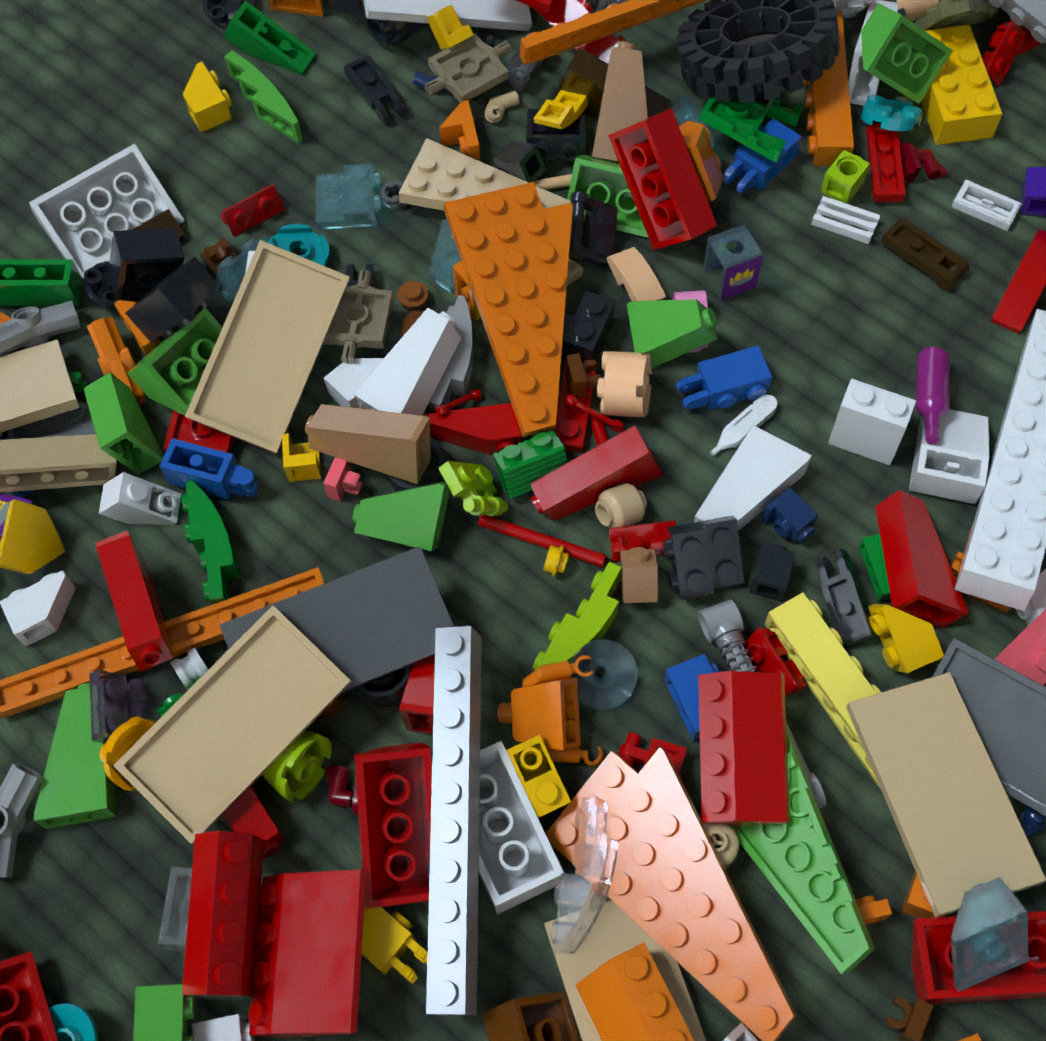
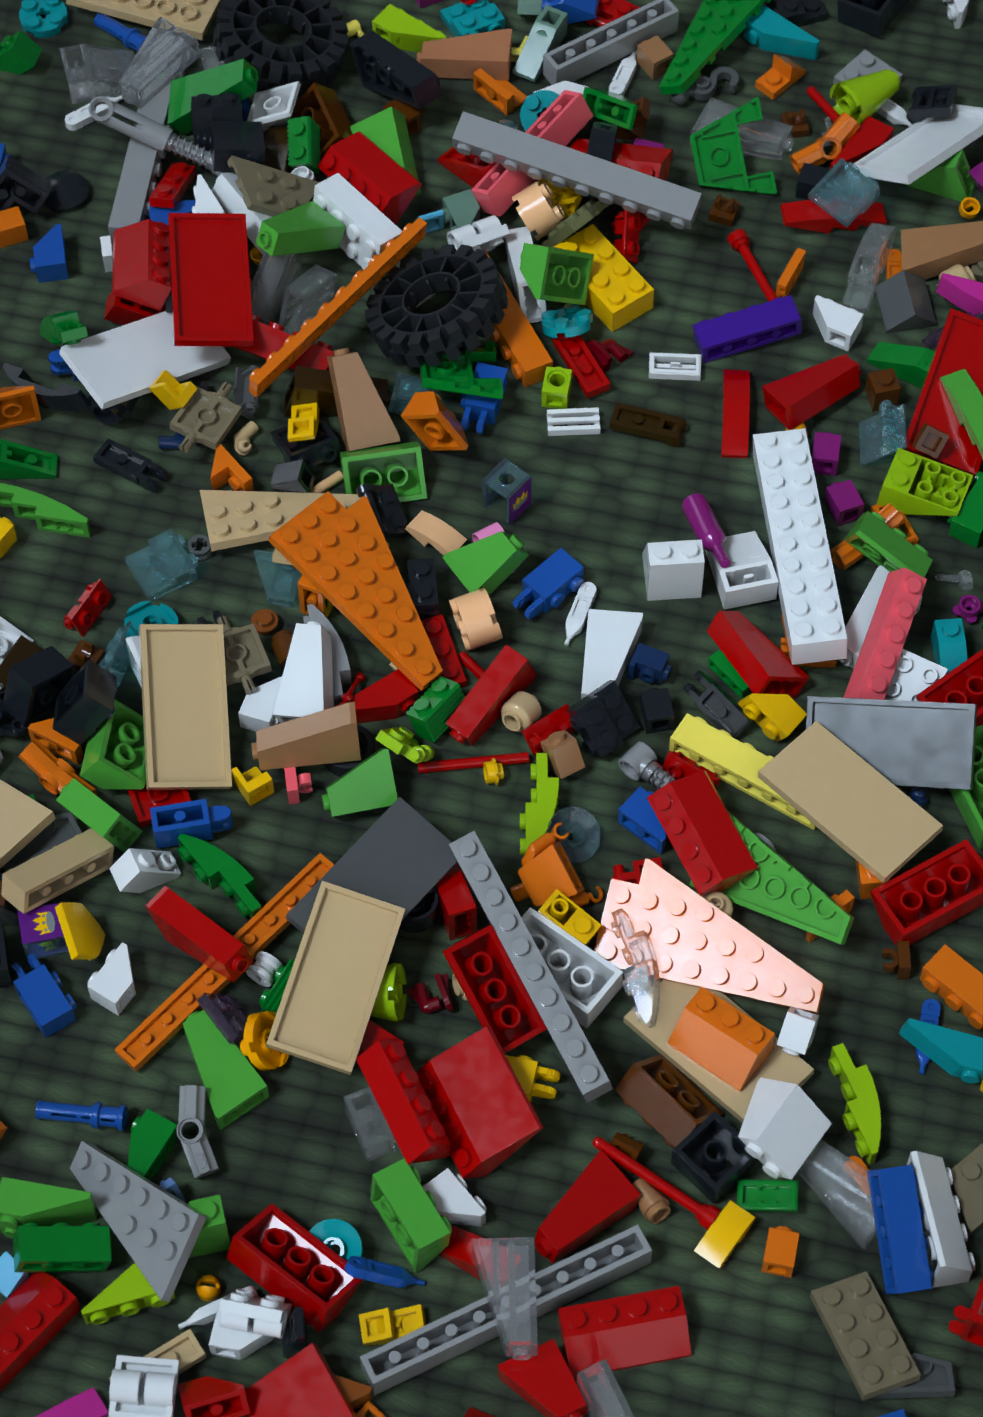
camera: 30 degrees left, 5 degrees down
(577, 375) = (436, 628): reddish brown tile -> none
(616, 425) = (482, 654): red hinge -> none
(663, 180) = (423, 449): red slope -> none
(988, 934) = (922, 873): clear light blue slope -> none

